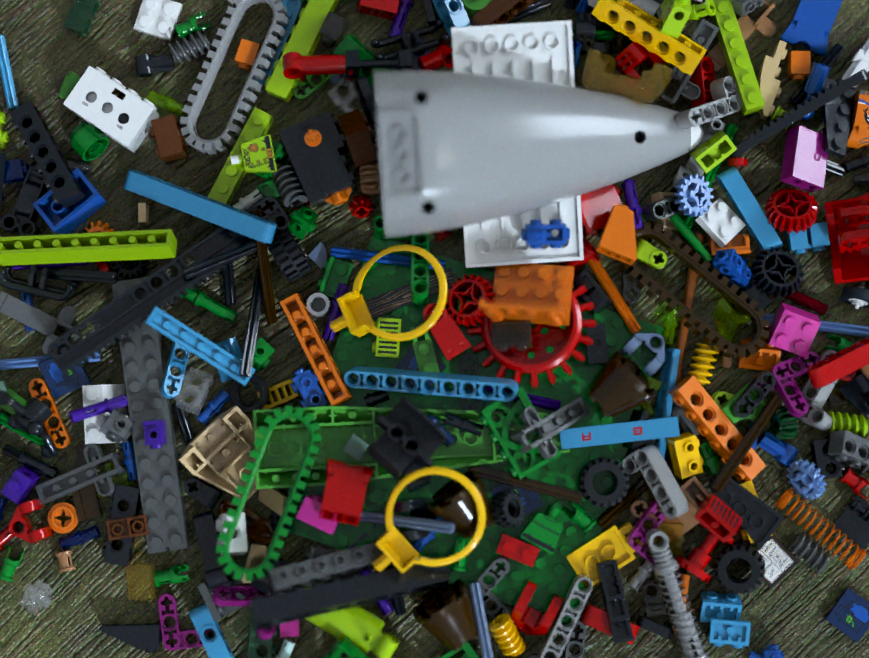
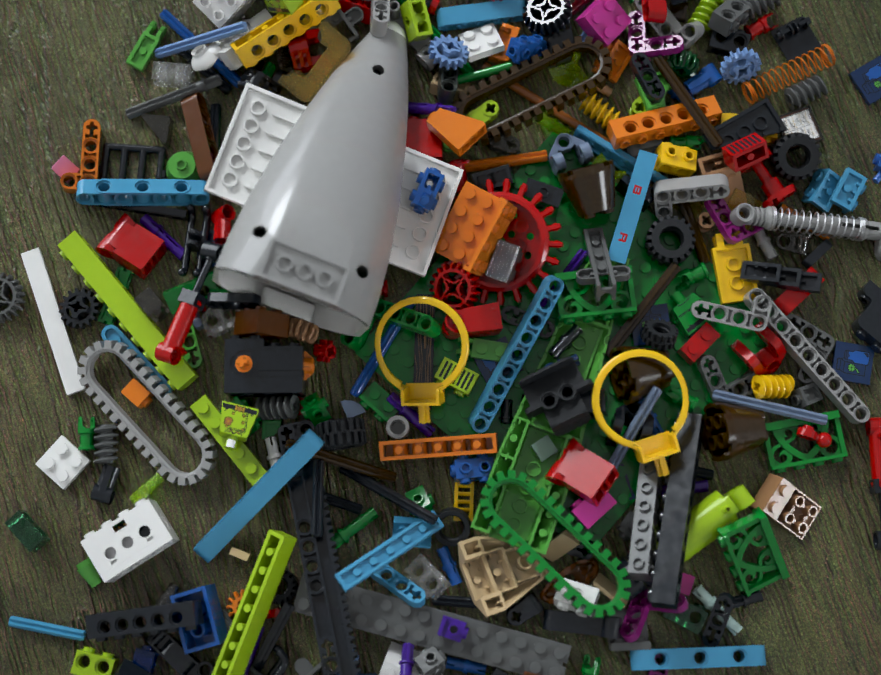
camera: 65 degrees left, 5 degrees down
(88, 141) = (149, 576): green piece -> none
(169, 139) = (184, 498): reddish brown brick -> none
(557, 565) = (729, 312): none -> light grey beam

